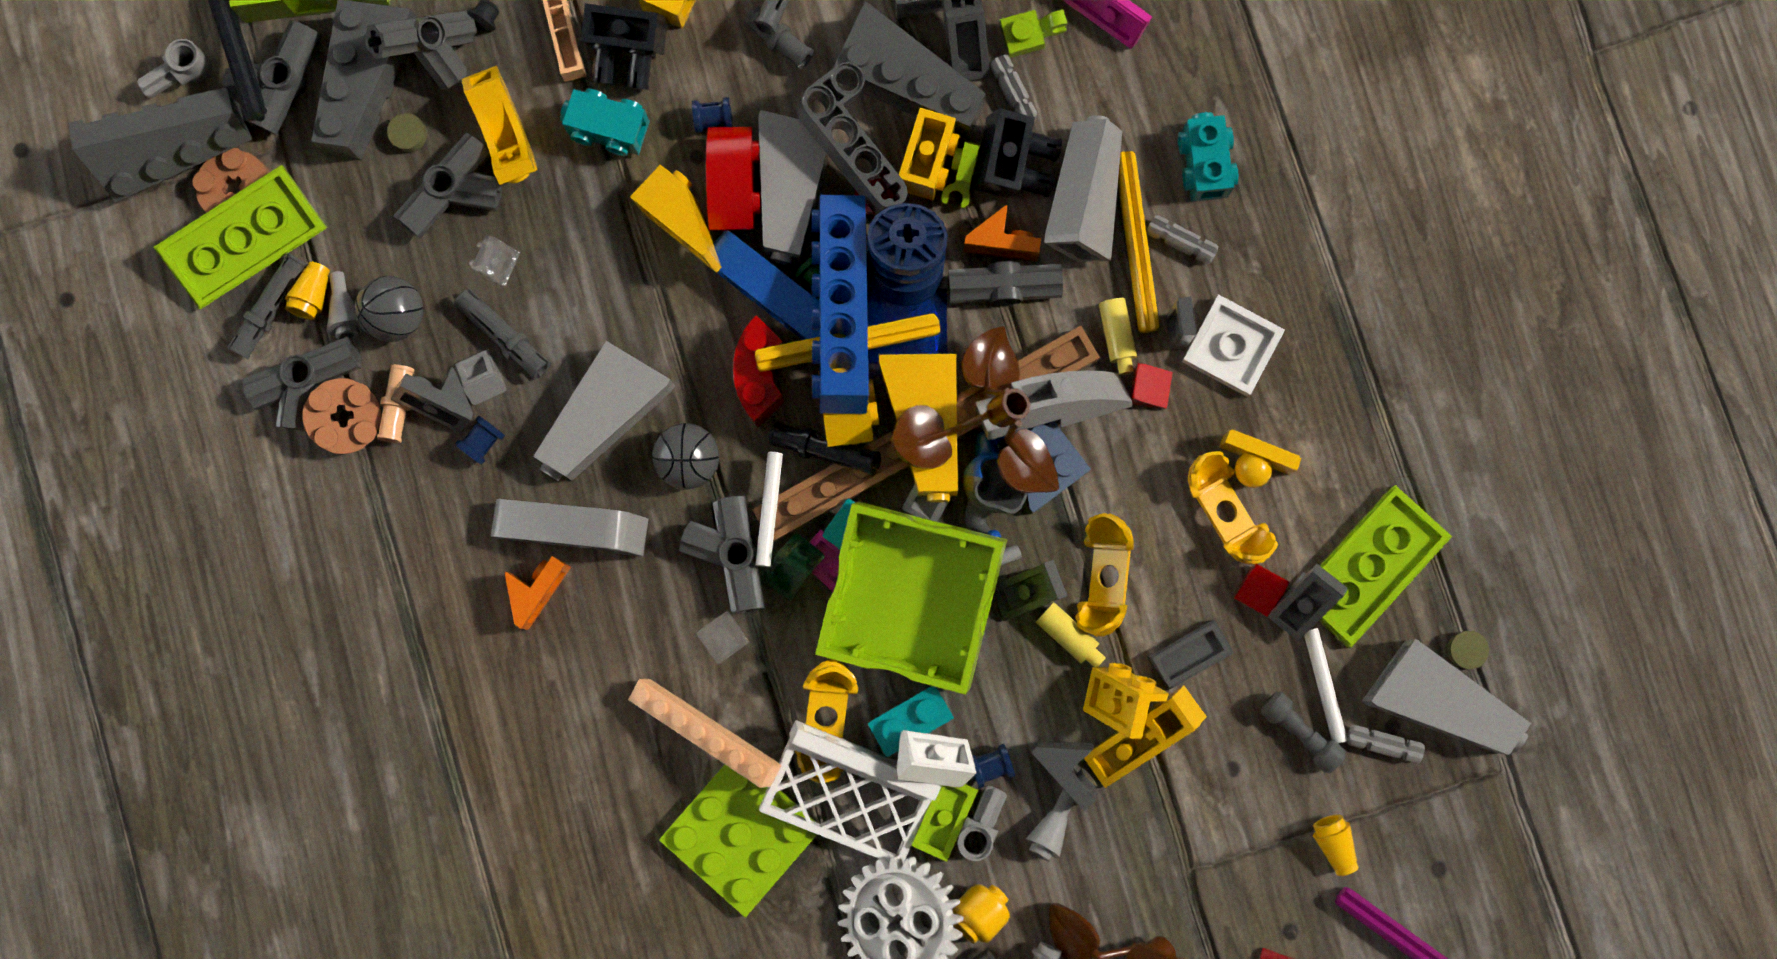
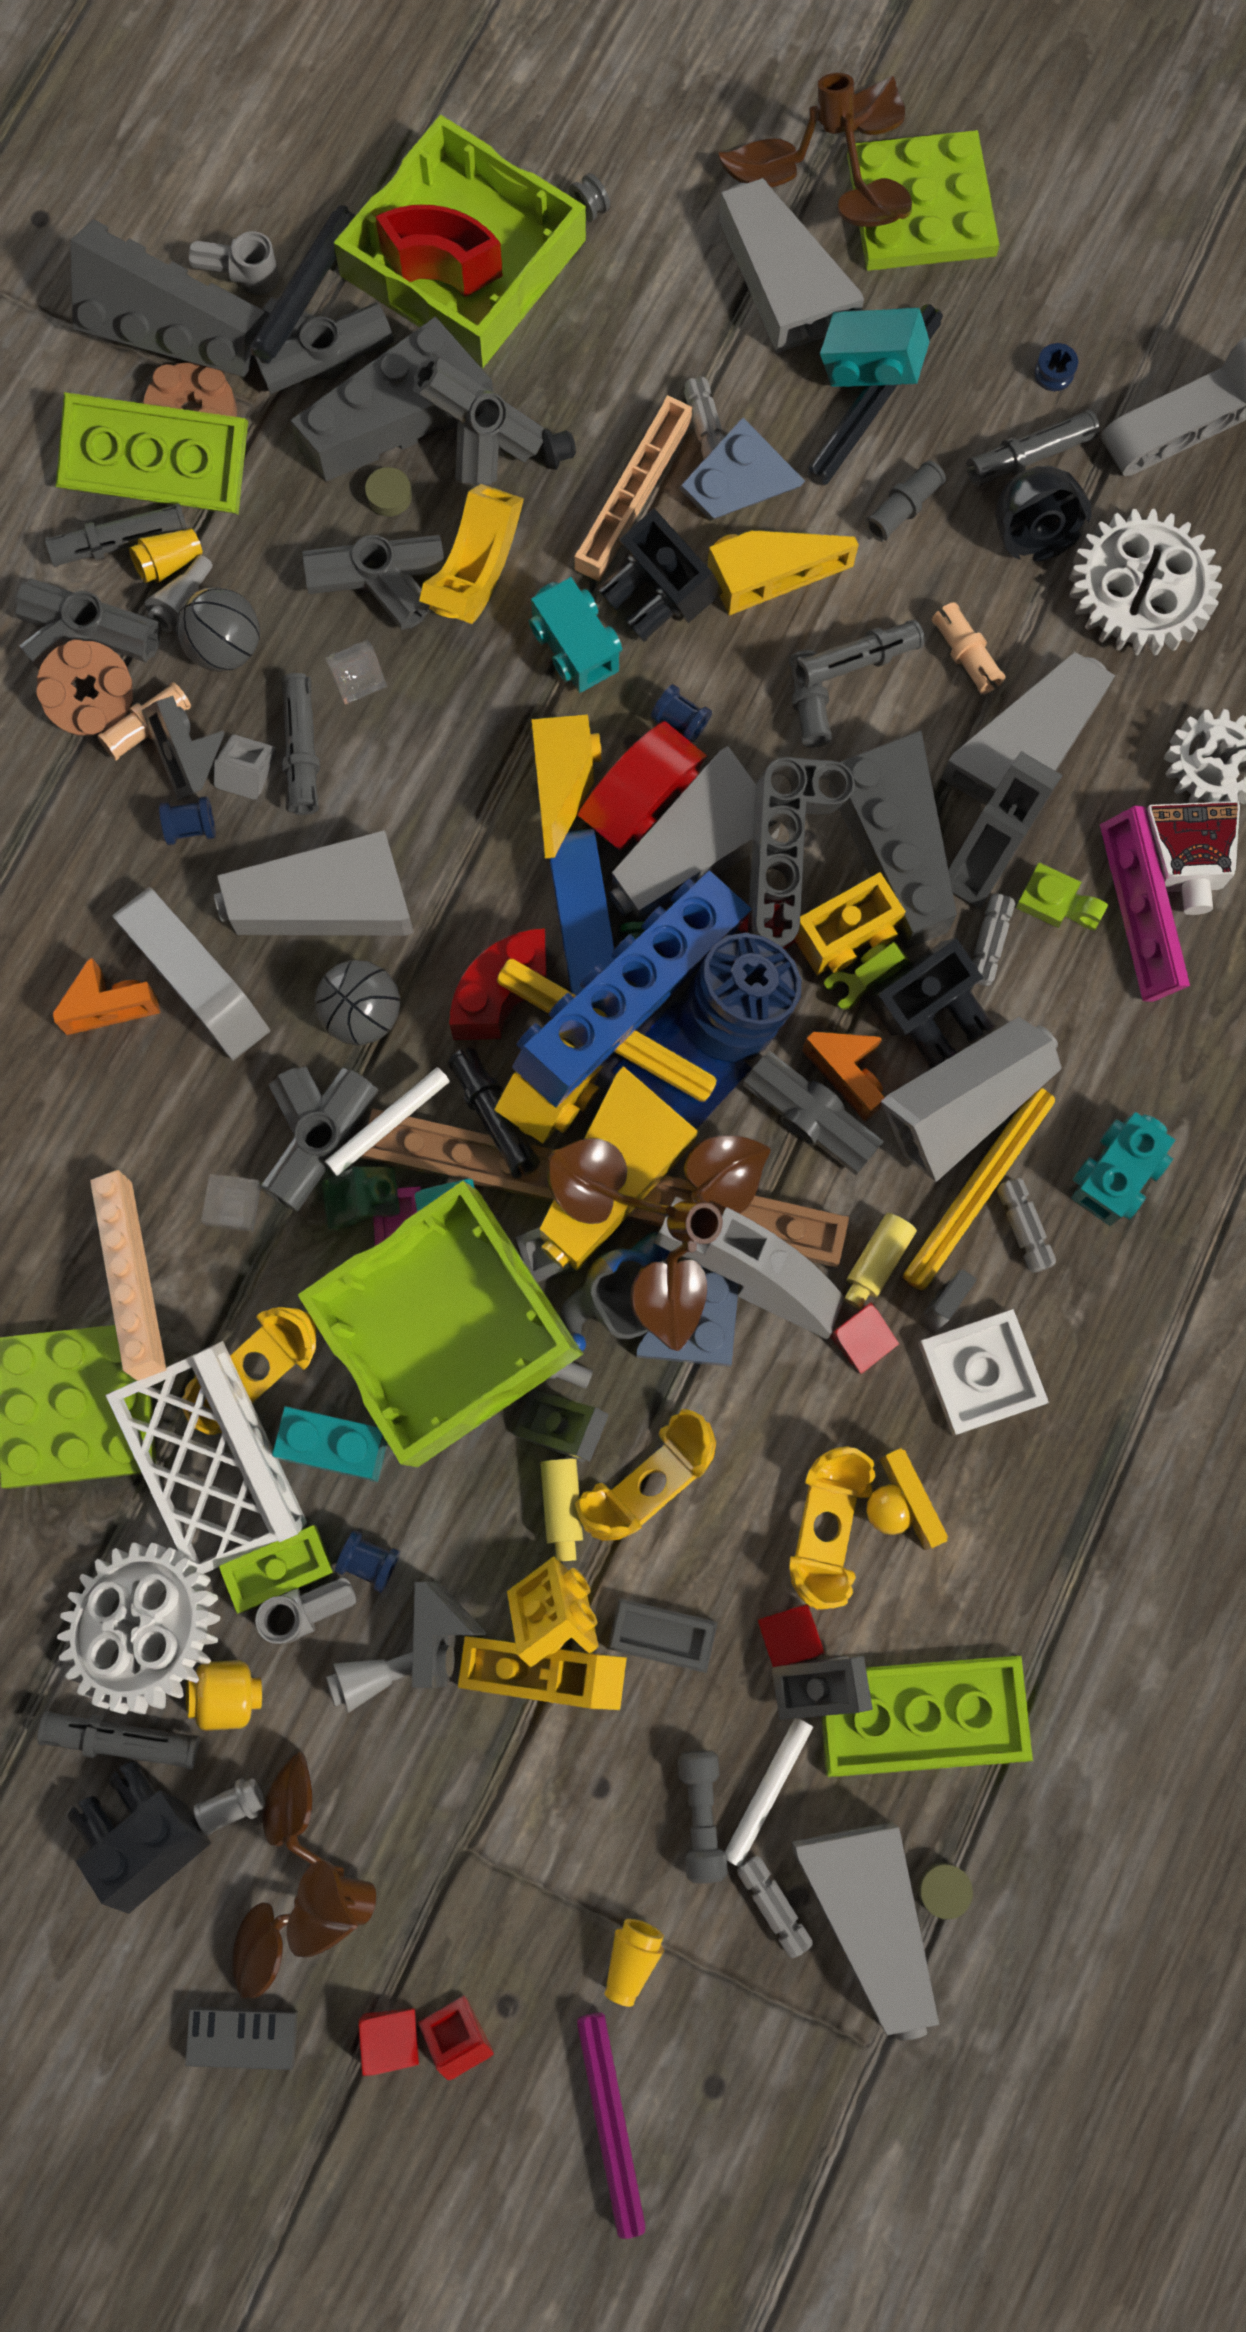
camera: 35 degrees right, 5 degrees down
(934, 759) = (315, 1500): white slope -> none

